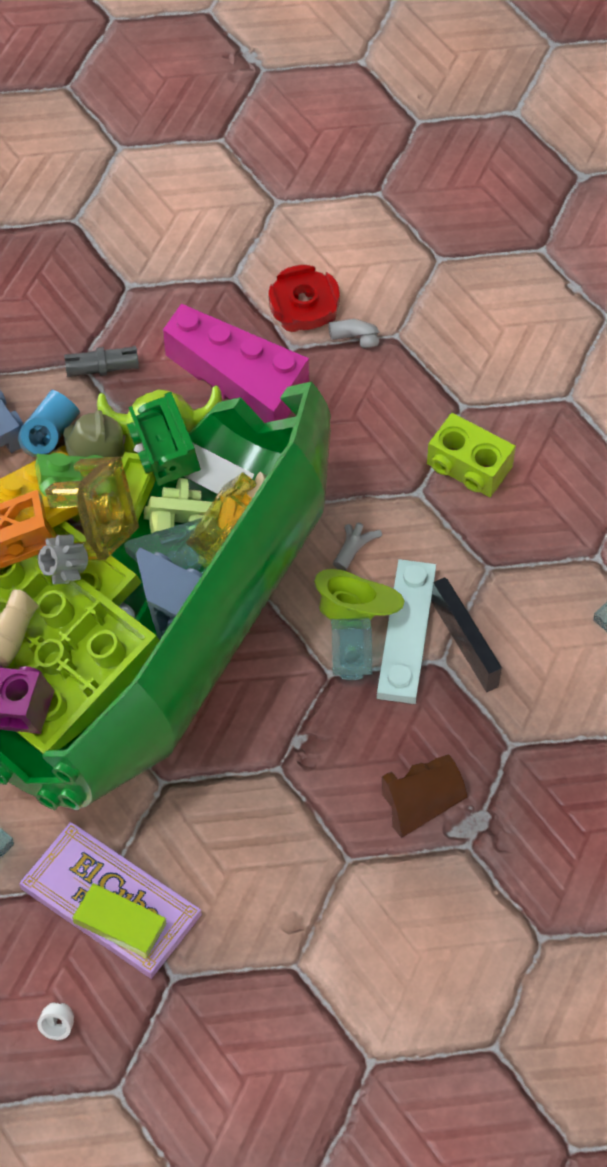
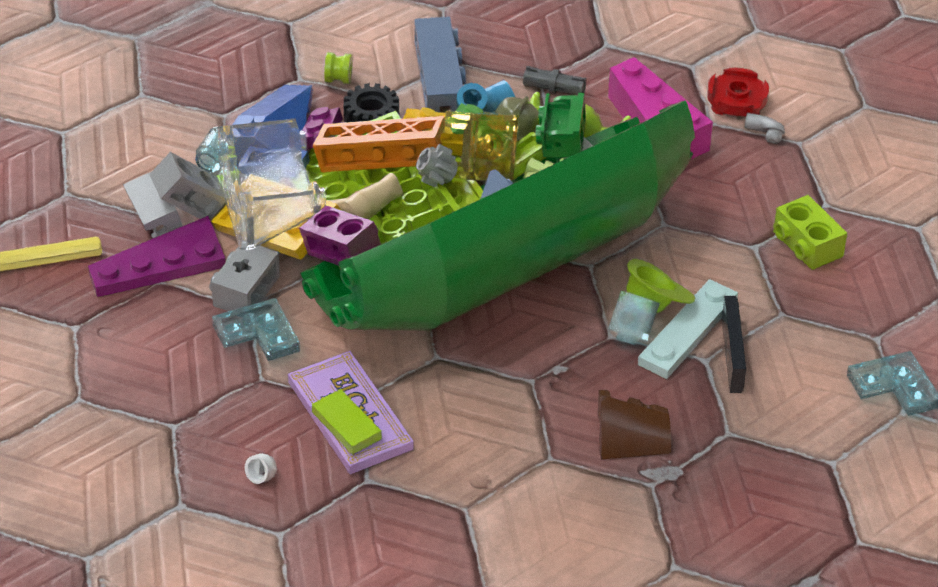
camera: 25 degrees right, 15 degrees down
(352, 544) = (680, 258): light grey bar -> none

